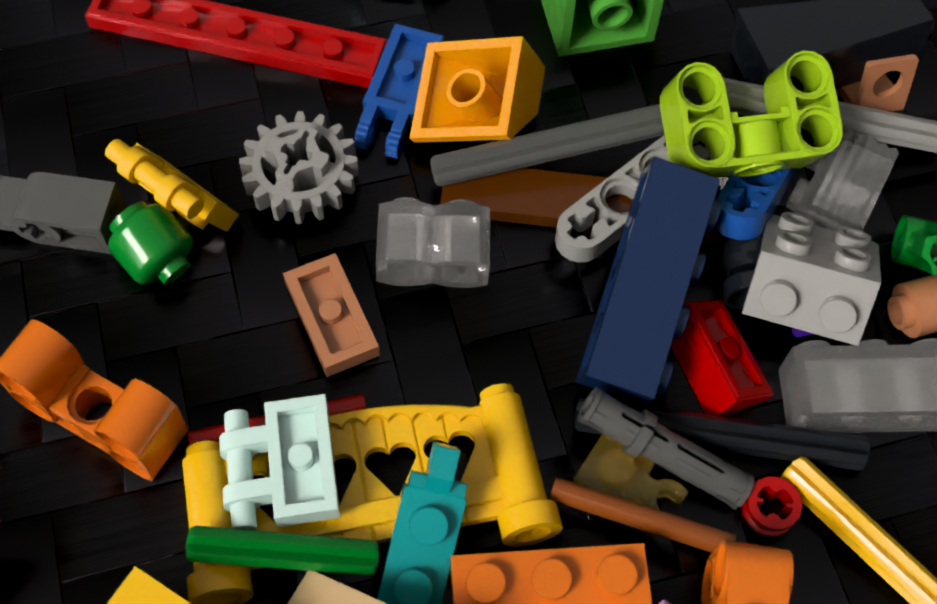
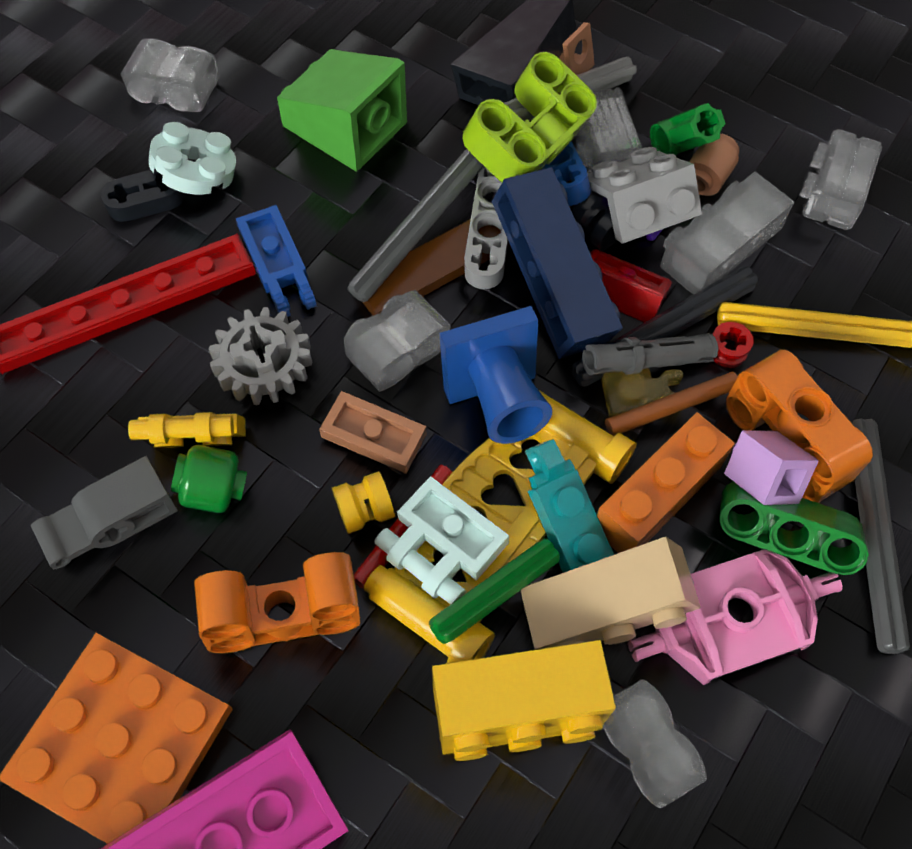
camera: 40 degrees left, 0 degrees up
(257, 370) = (352, 505): none -> yellow wheel
(477, 90) = (334, 224): light orange slope -> none
(484, 336) = (497, 365): none -> blue plant

